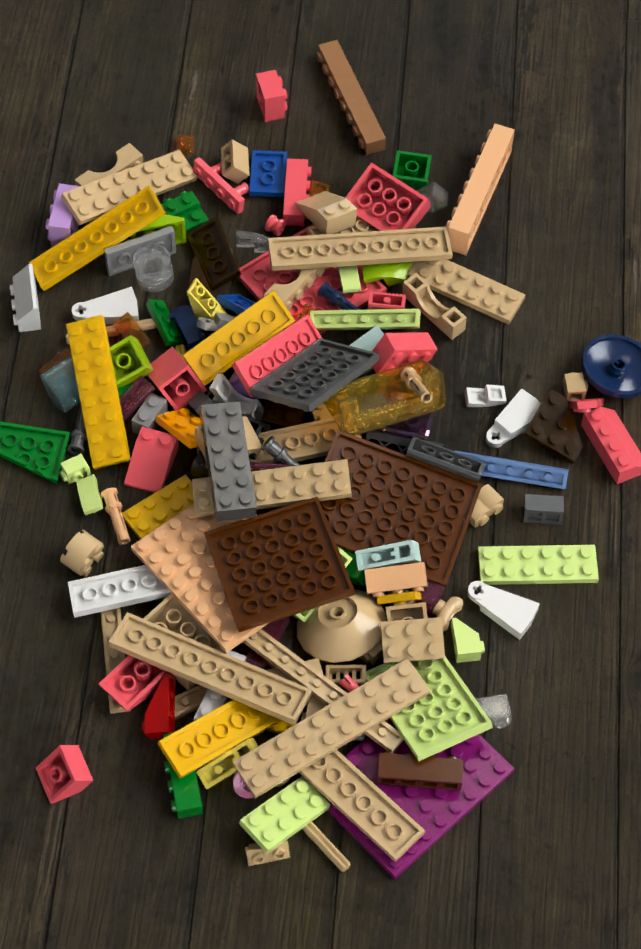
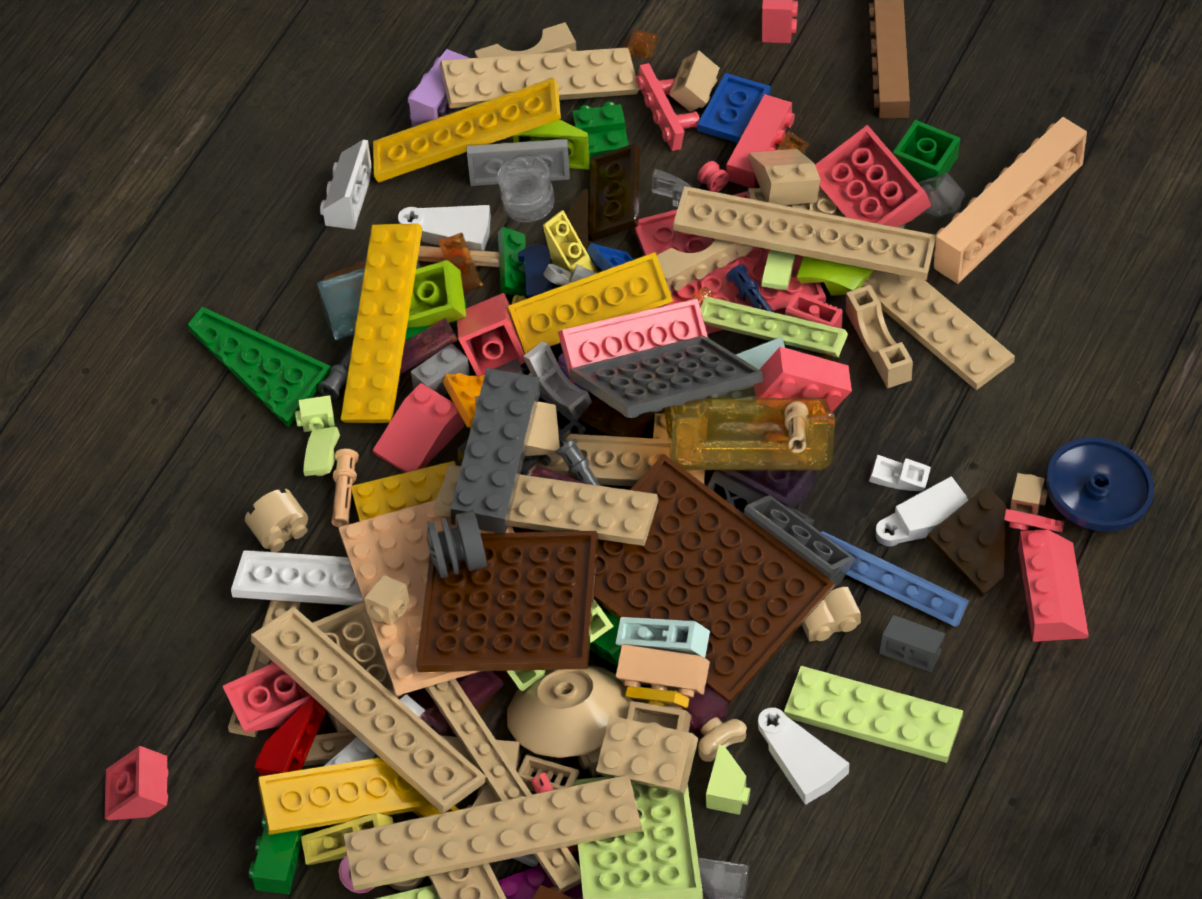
camera: 25 degrees right, 5 degrees down
(194, 588) = (387, 600): none -> tan brick
(234, 533) = (456, 544): none -> dark grey wheel

